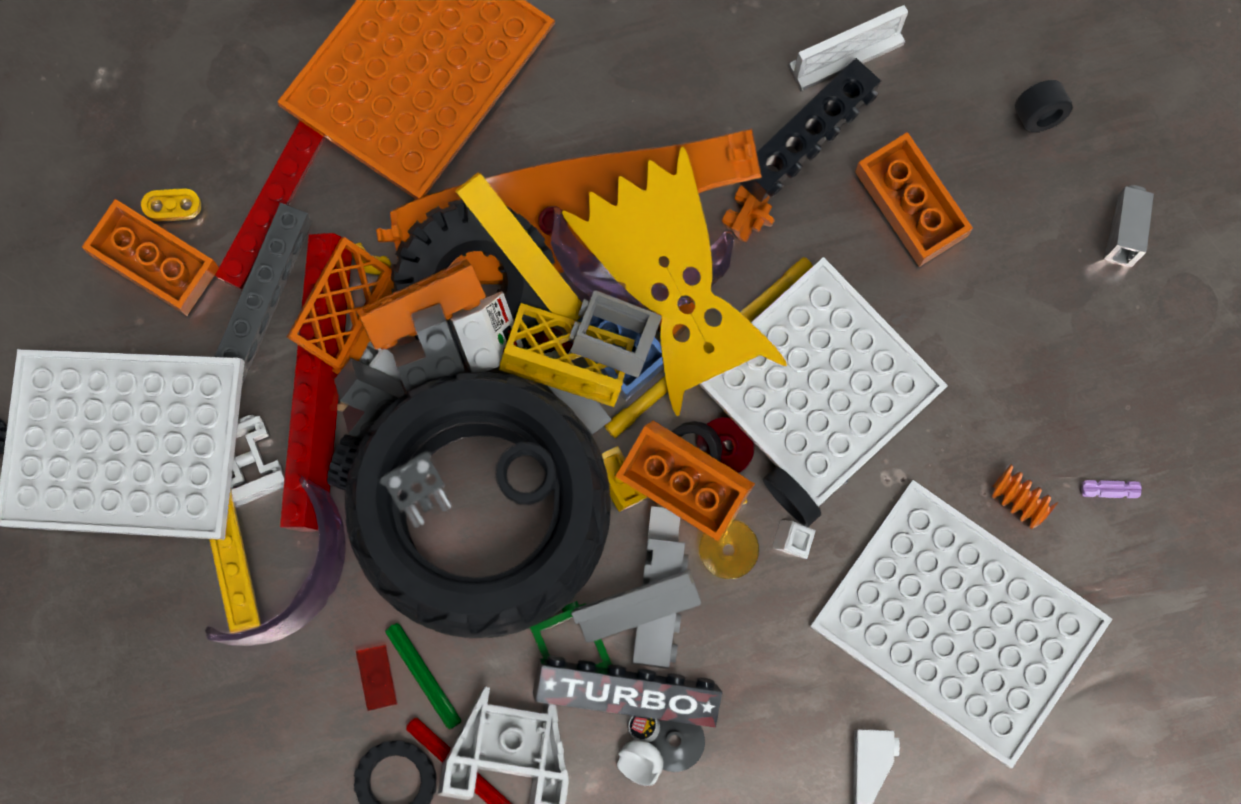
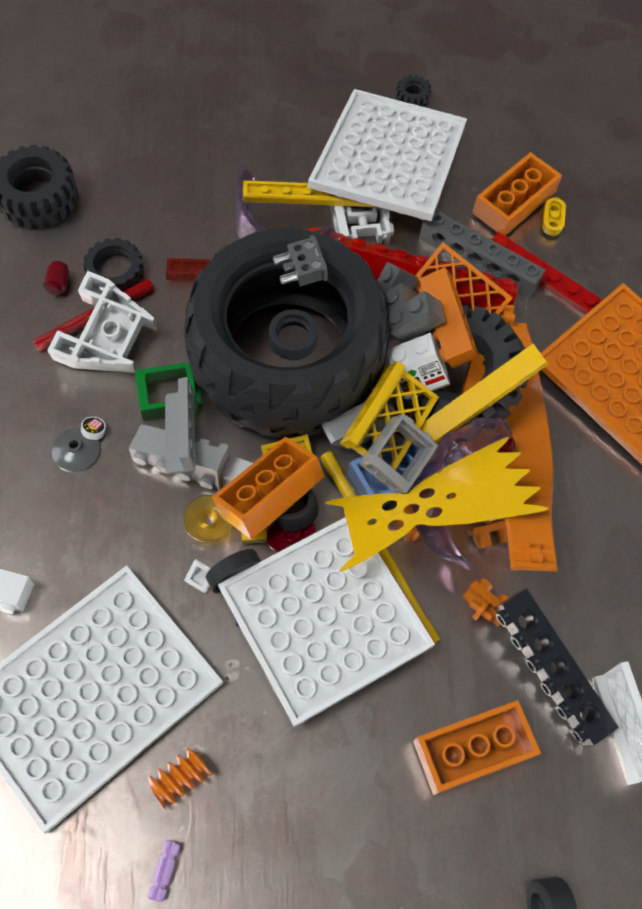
camera: 100 degrees right, 15 degrees down
(423, 676) = (166, 301): green axle -> none
(627, 692) = (118, 413): brick -> none
(640, 762) = (68, 418): white hair -> none

